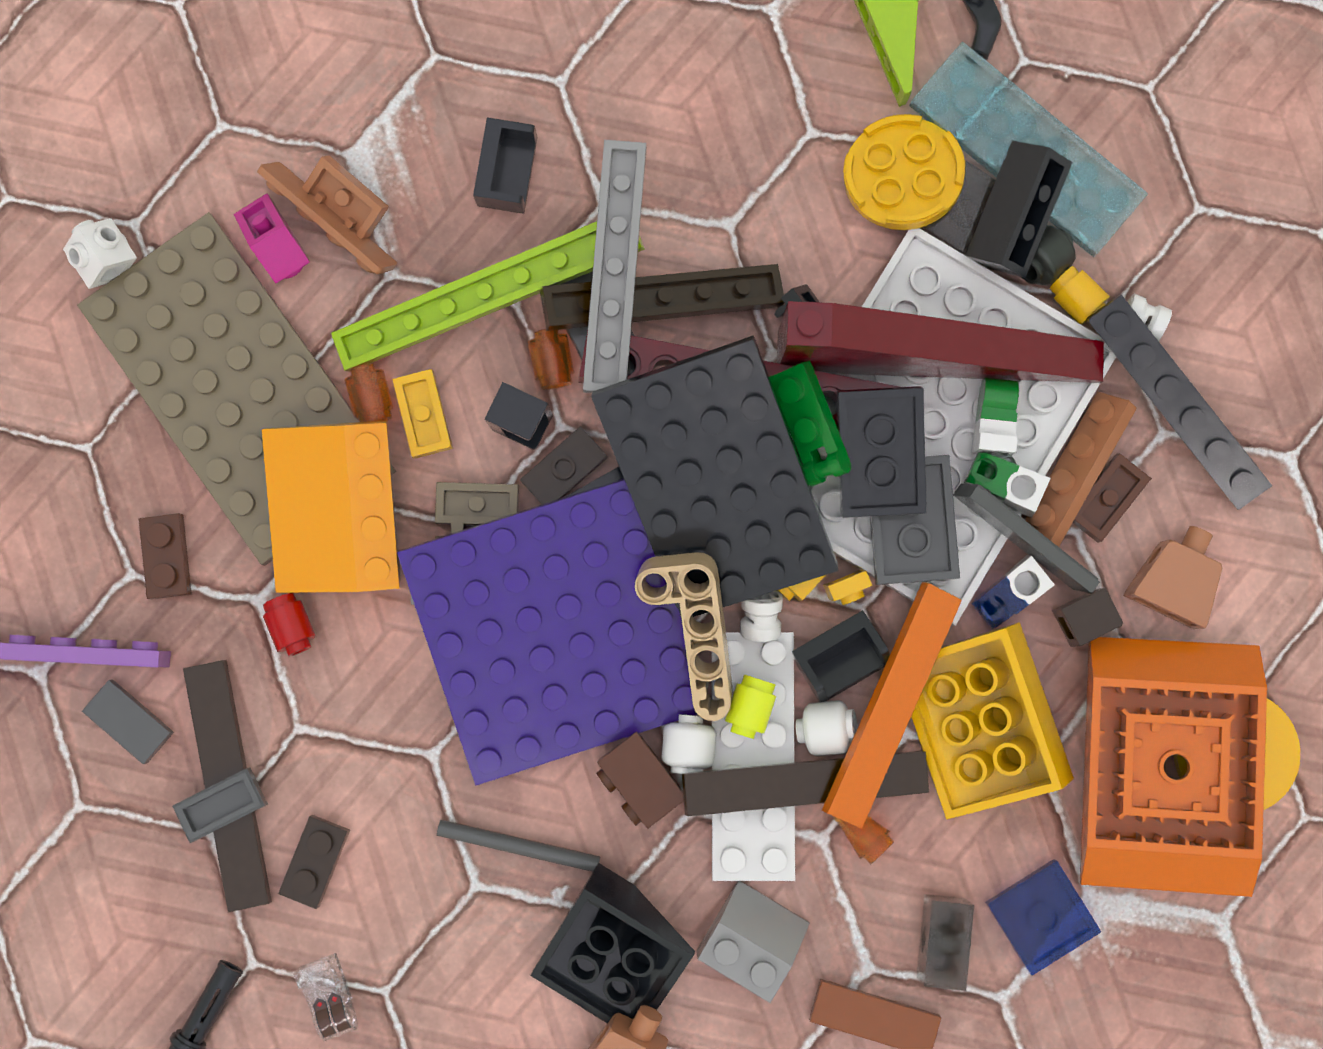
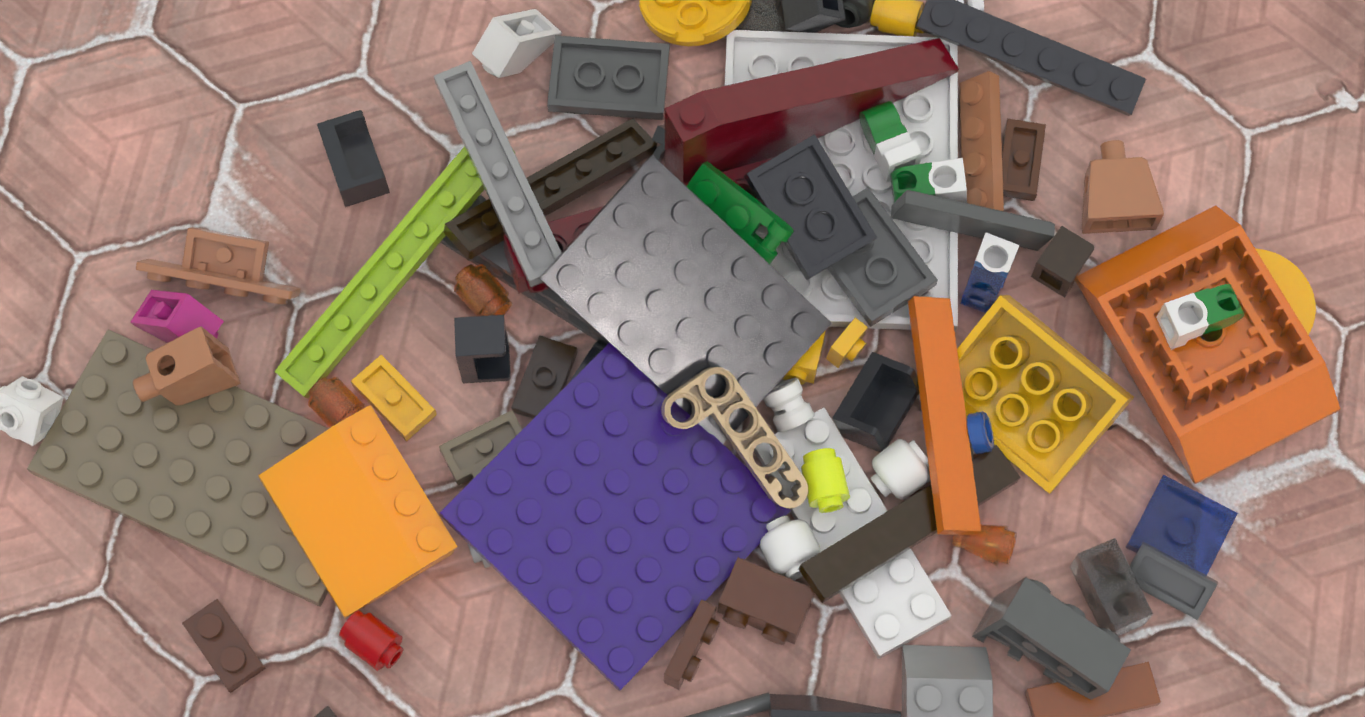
camera: 30 degrees left, 15 degrees down
(250, 296) = (187, 369): none -> nougat torso
(542, 793) = (684, 661): none -> reddish brown plate
(712, 130) = (514, 42): none -> white slope
(778, 211) = (608, 77): none -> dark grey plate
(868, 957) = (1054, 636): none -> dark grey wedge
(916, 735) = (980, 432): none -> blue tile
(1005, 958) = (1172, 580): none -> dark grey tile
(1174, 753) = (1199, 314): none -> leg

